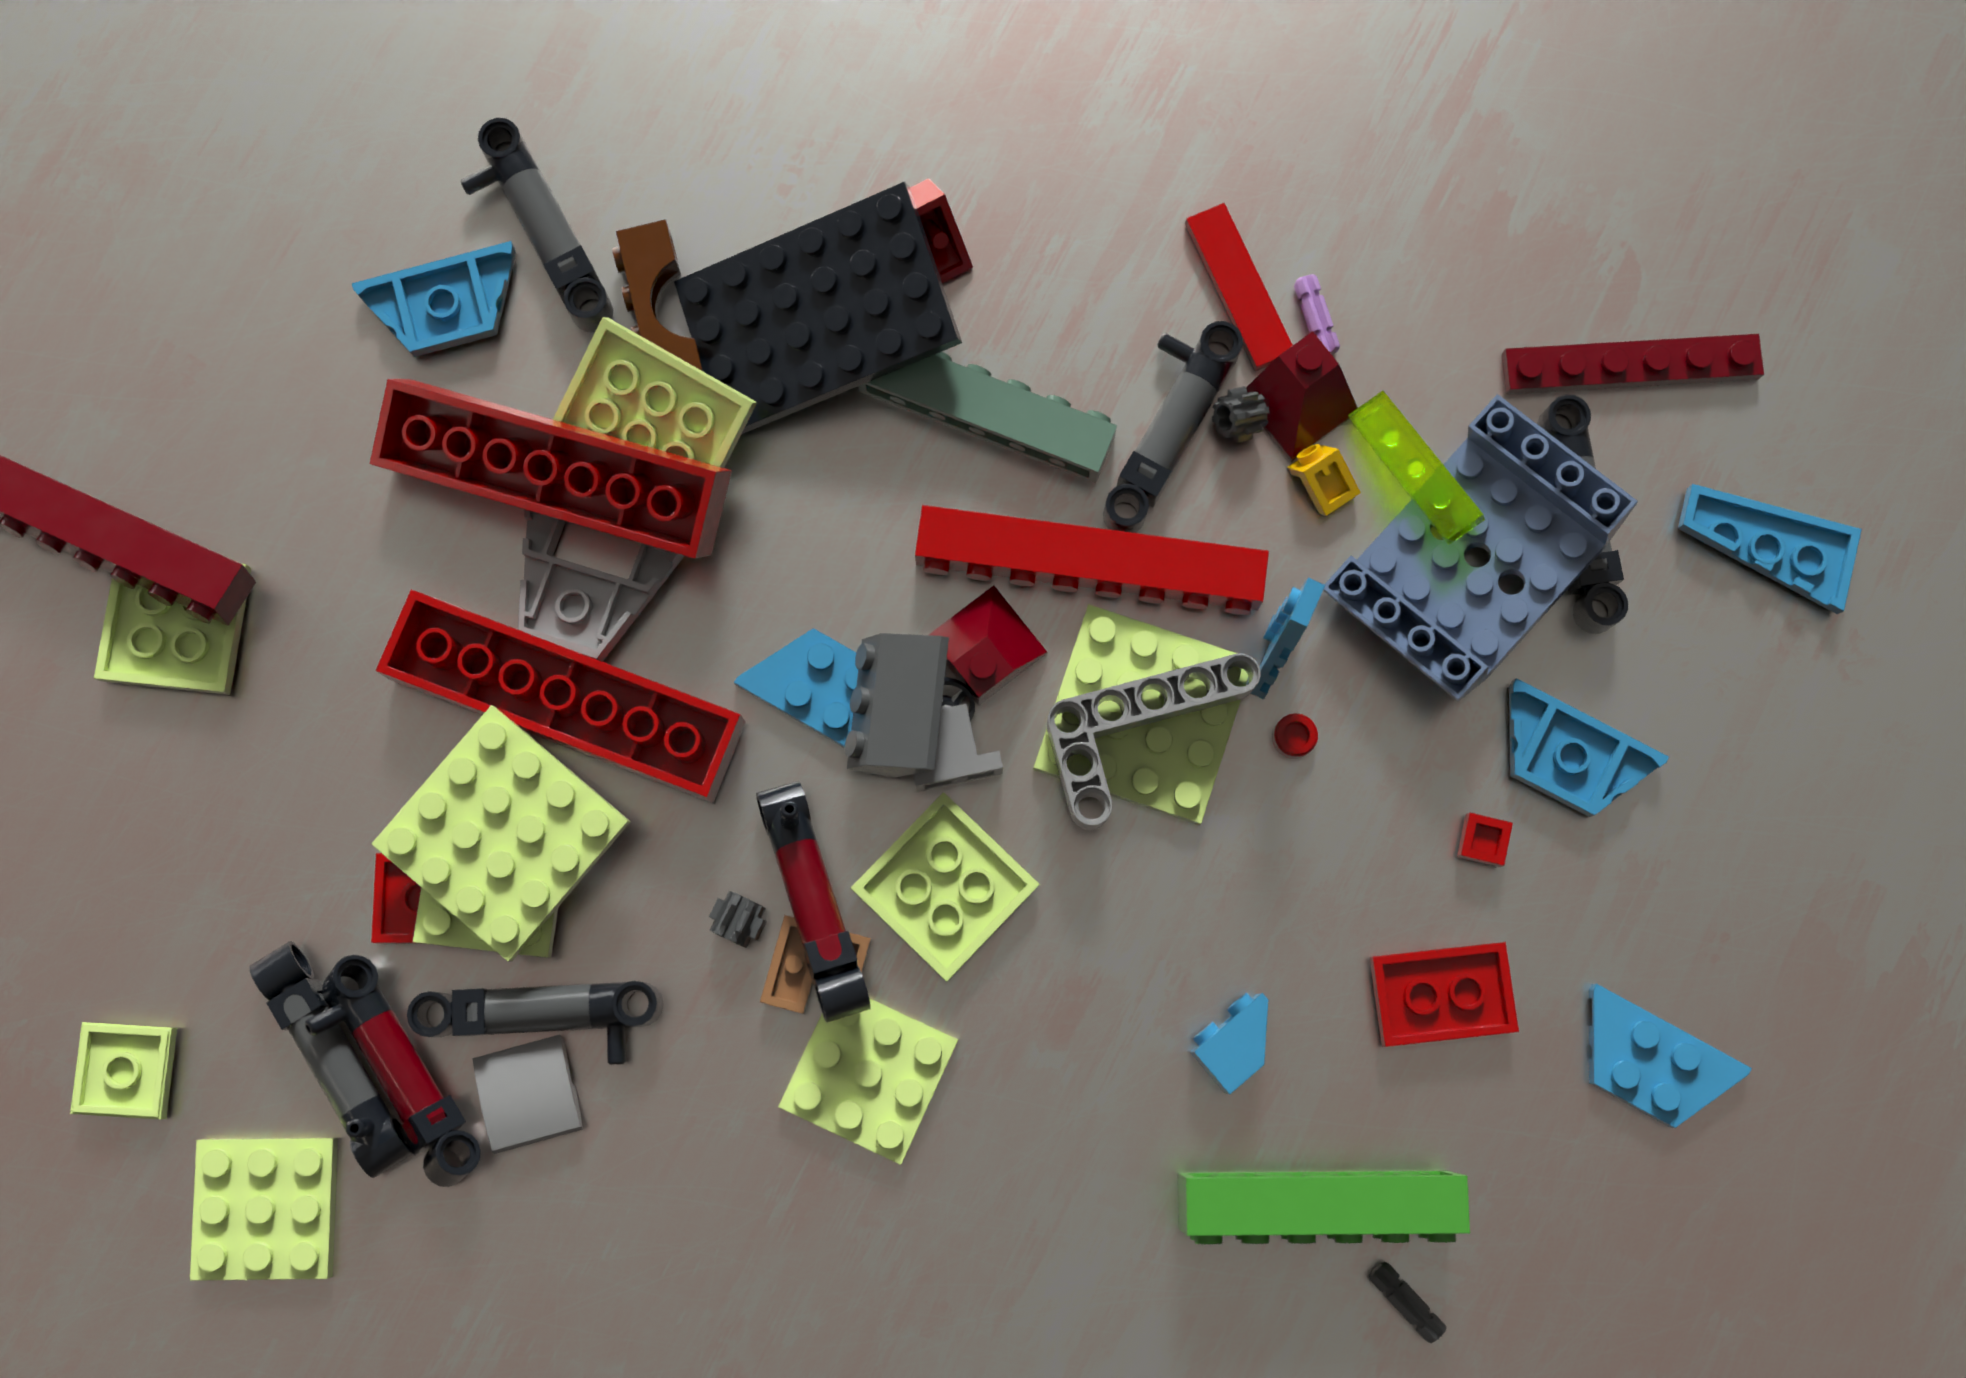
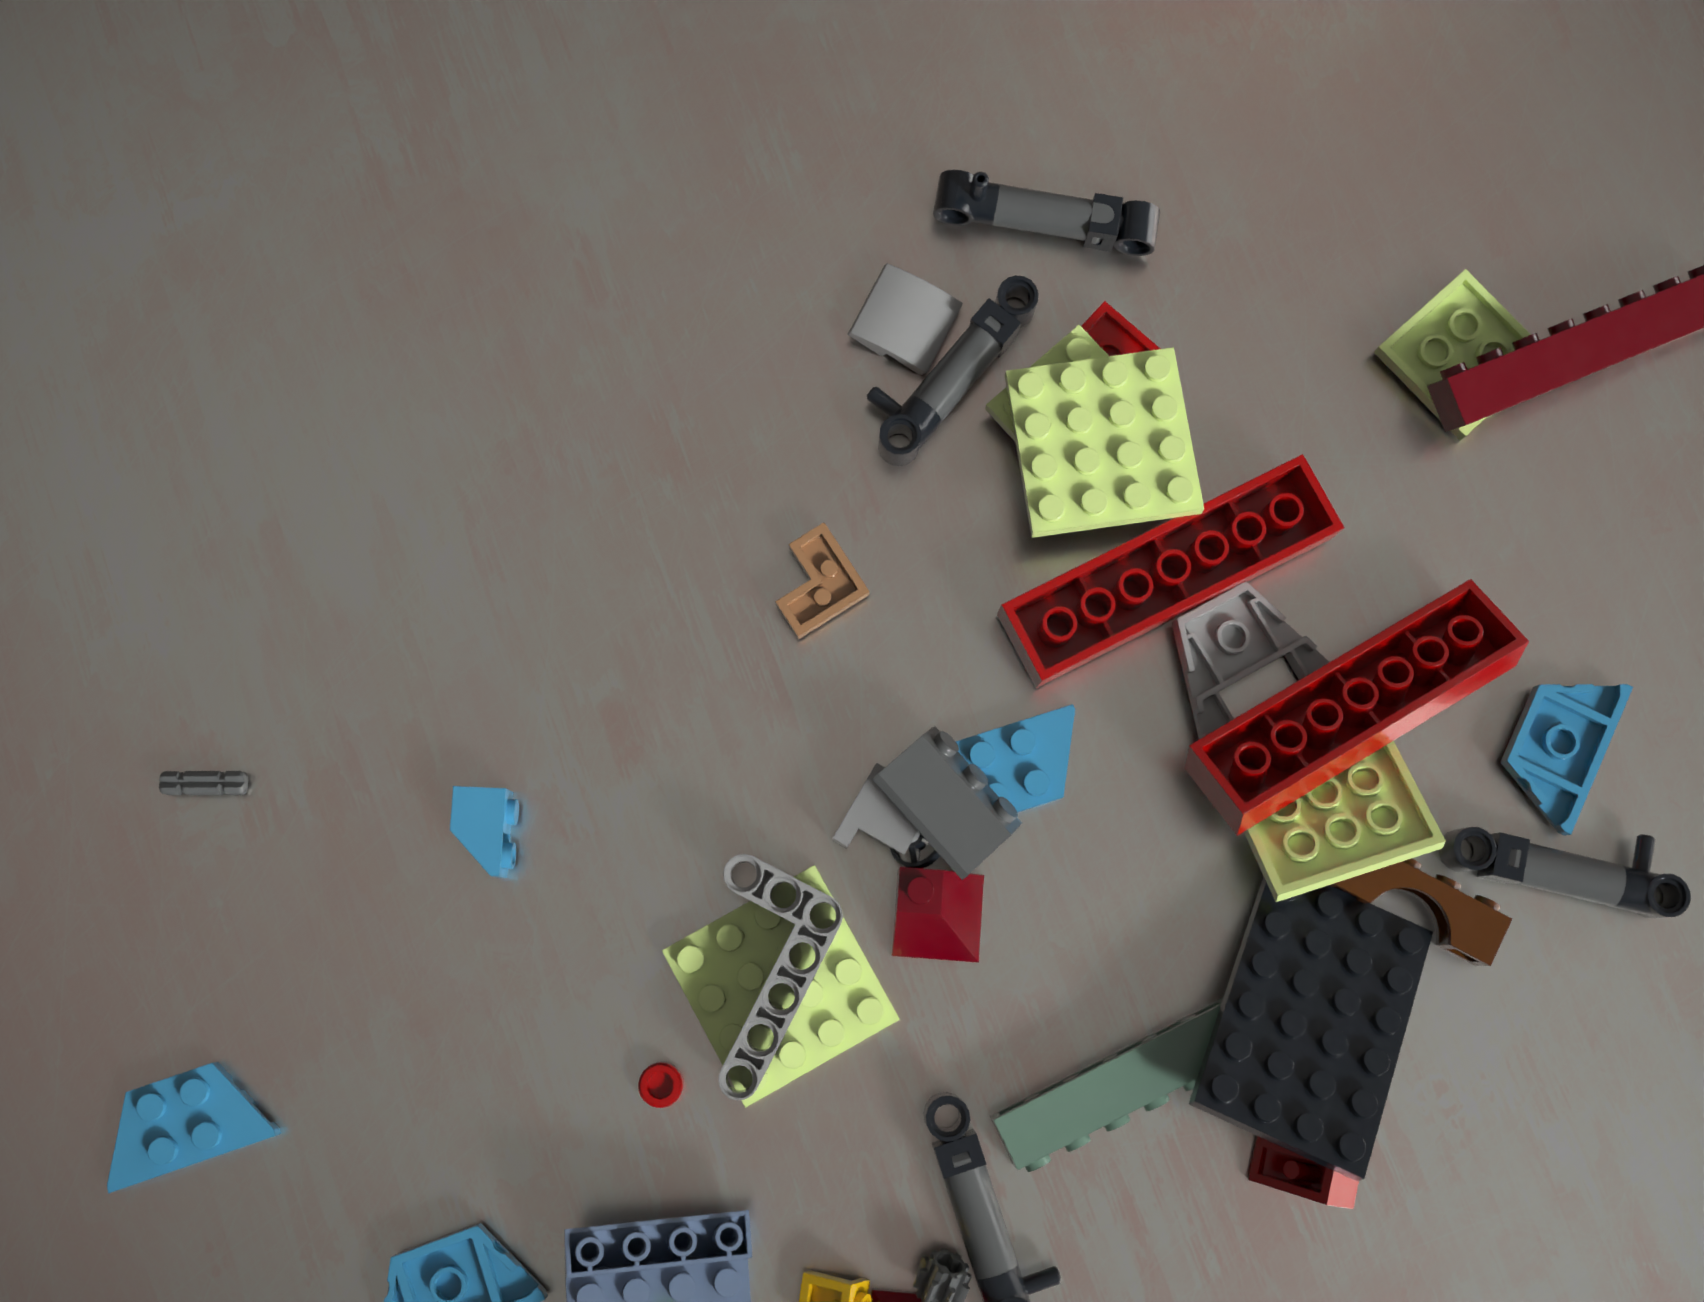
camera: 130 degrees right, 0 degrees up
(123, 1070) = (1159, 79): yellowish green plate -> none
(264, 1209) = (984, 96): yellowish green plate -> none
(426, 1115) = (1000, 248): piece -> none
(737, 919) = (896, 556): dark grey gear -> none
(813, 902) = (859, 616): piece -> none
(870, 1078) = (707, 556): yellowish green plate -> none
(945, 886) = (786, 723): yellowish green plate -> none
(1091, 559) = (930, 1055): red brick -> none
(1286, 630) = (736, 1148): dark azure wing -> none
(1323, 1203) = (316, 782): bright green brick -> none
(1444, 994) = (375, 1013): red plate -> none
(1485, 839) = (452, 1154): red plate -> none

